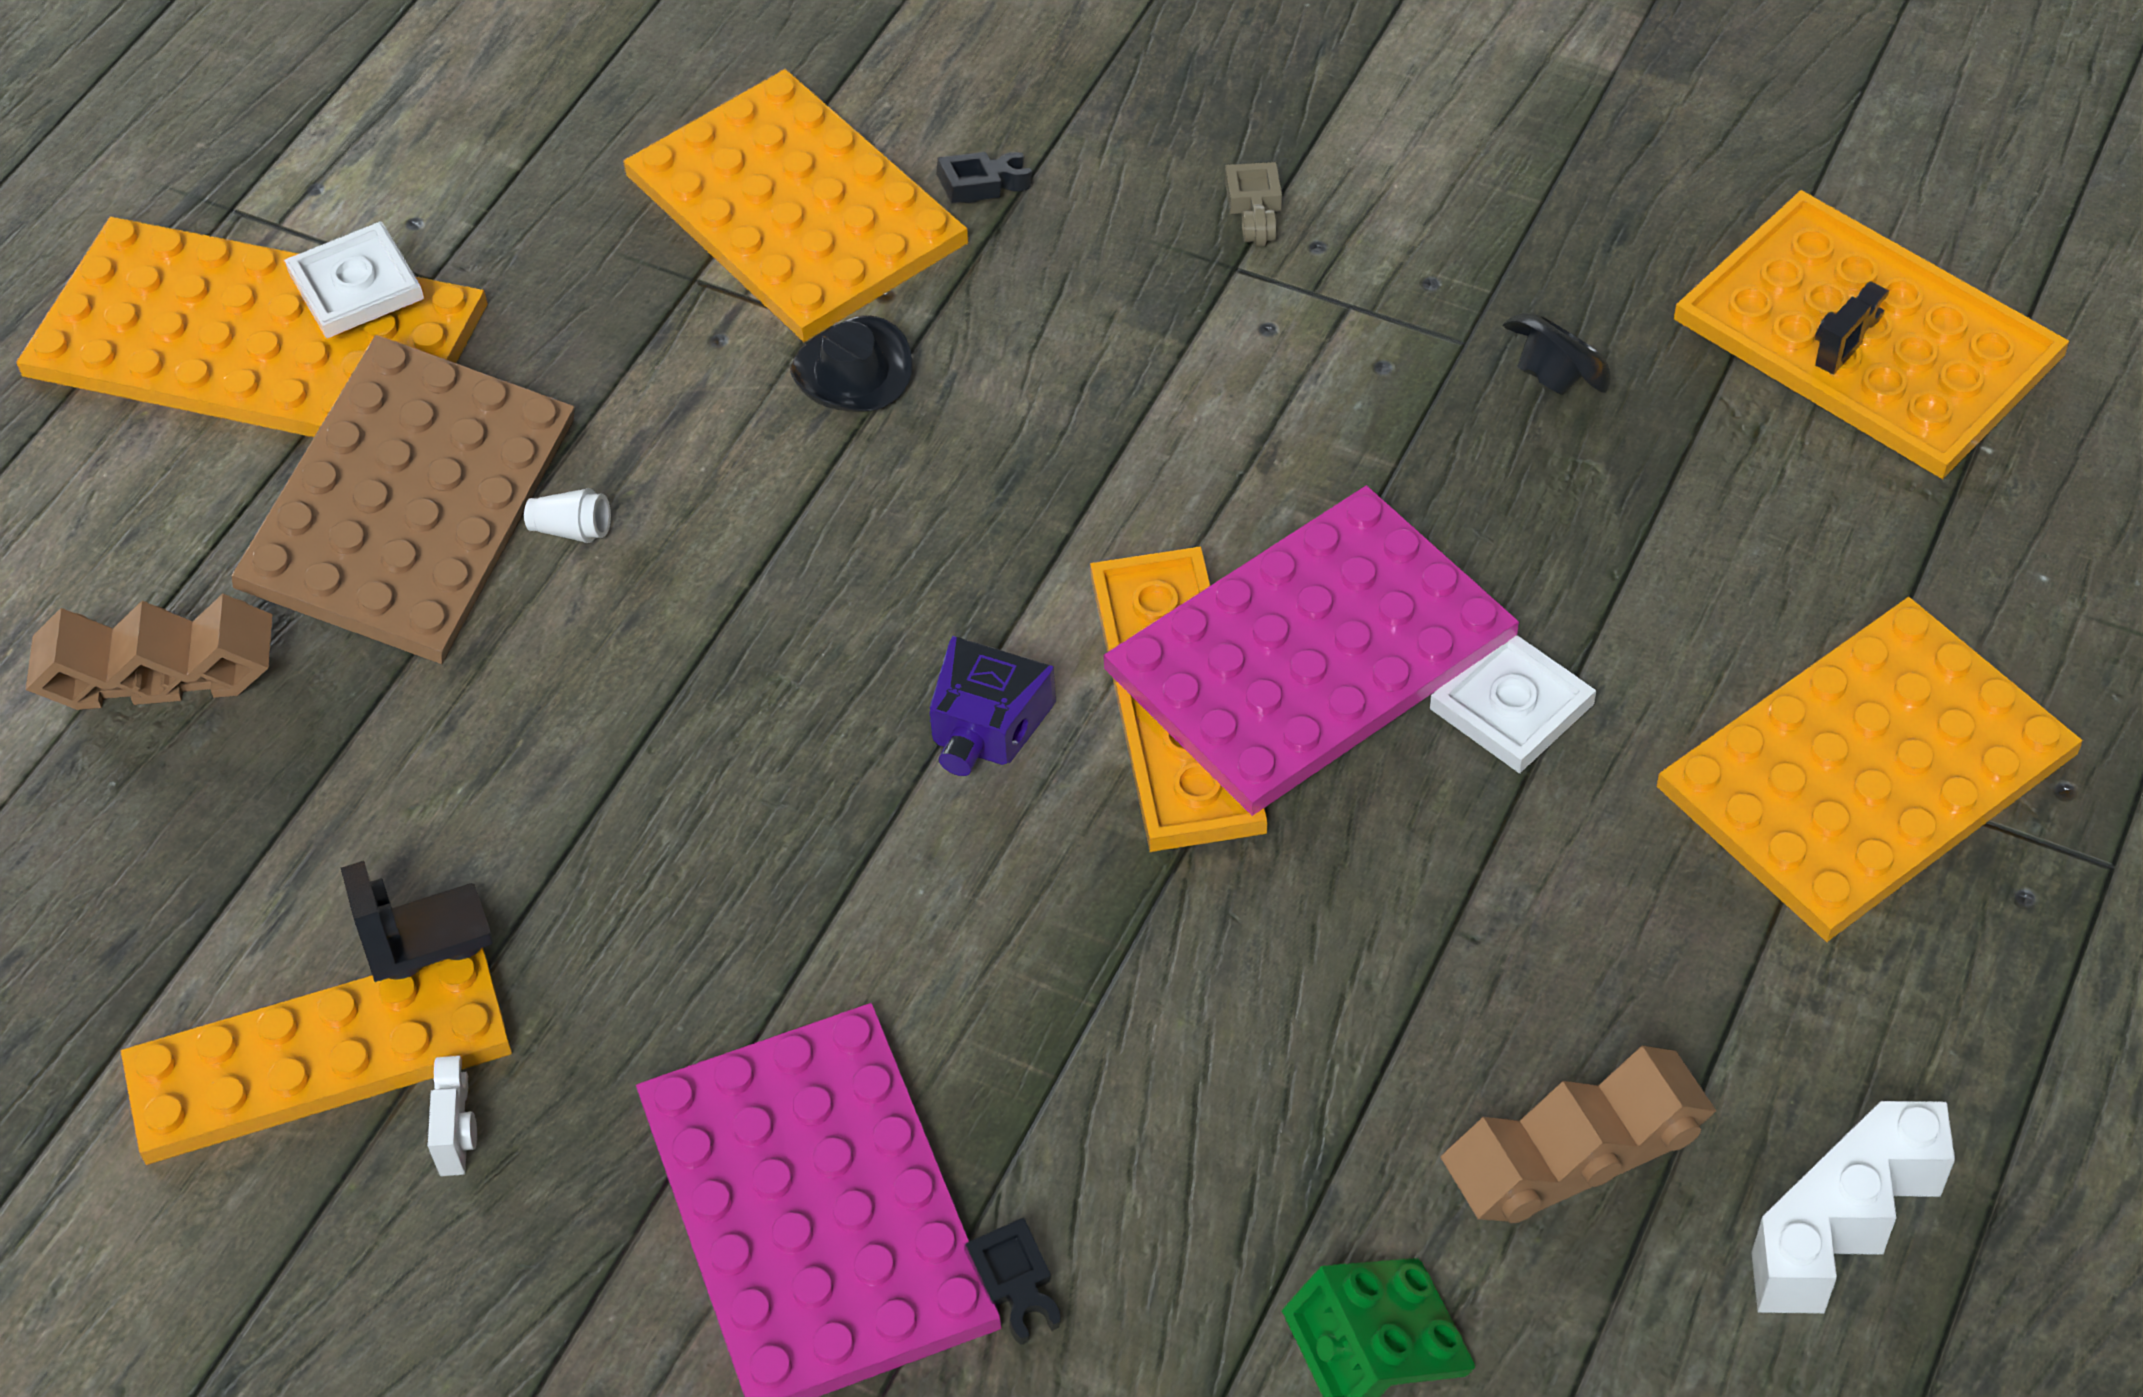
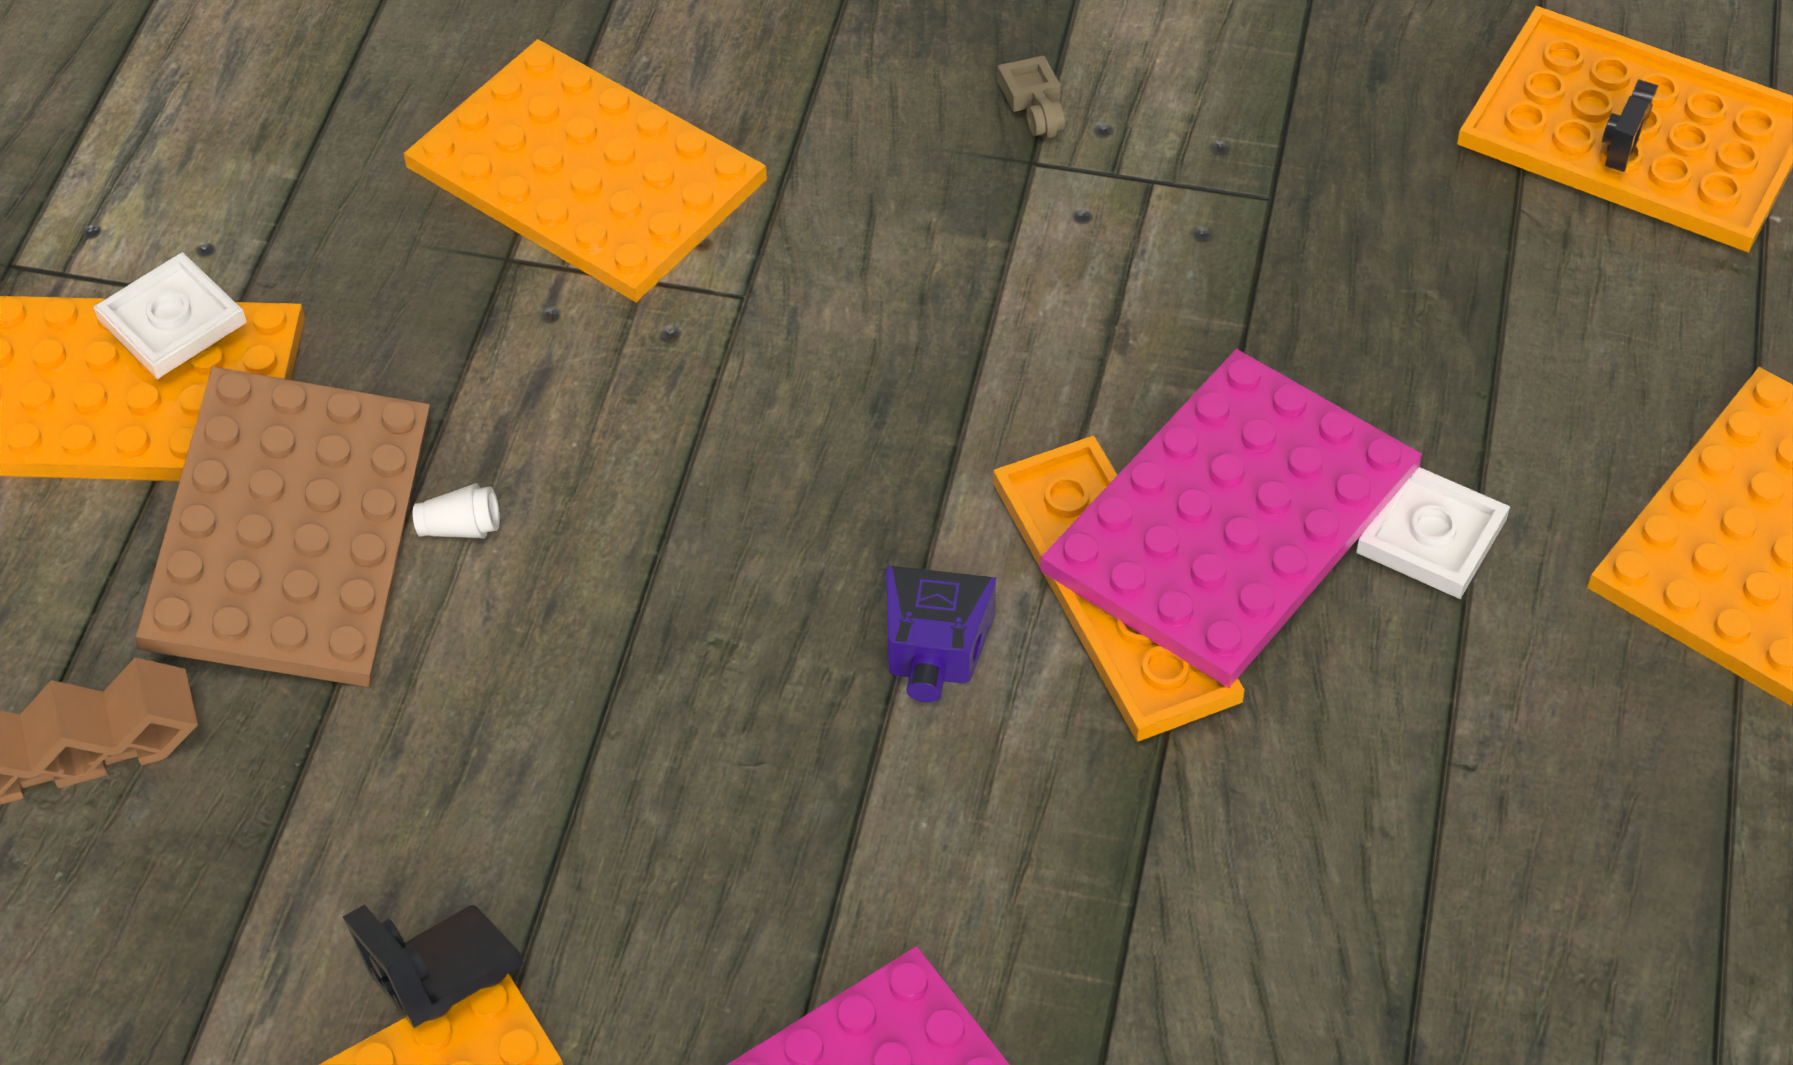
camera: 15 degrees left, 0 degrees up
(854, 365) = (697, 316): black hat -> none
(977, 178) = (759, 115): black plate -> none
(1557, 355) = (1368, 194): black hat -> none
(1579, 1137) = (1639, 940): medium nougat brick -> none

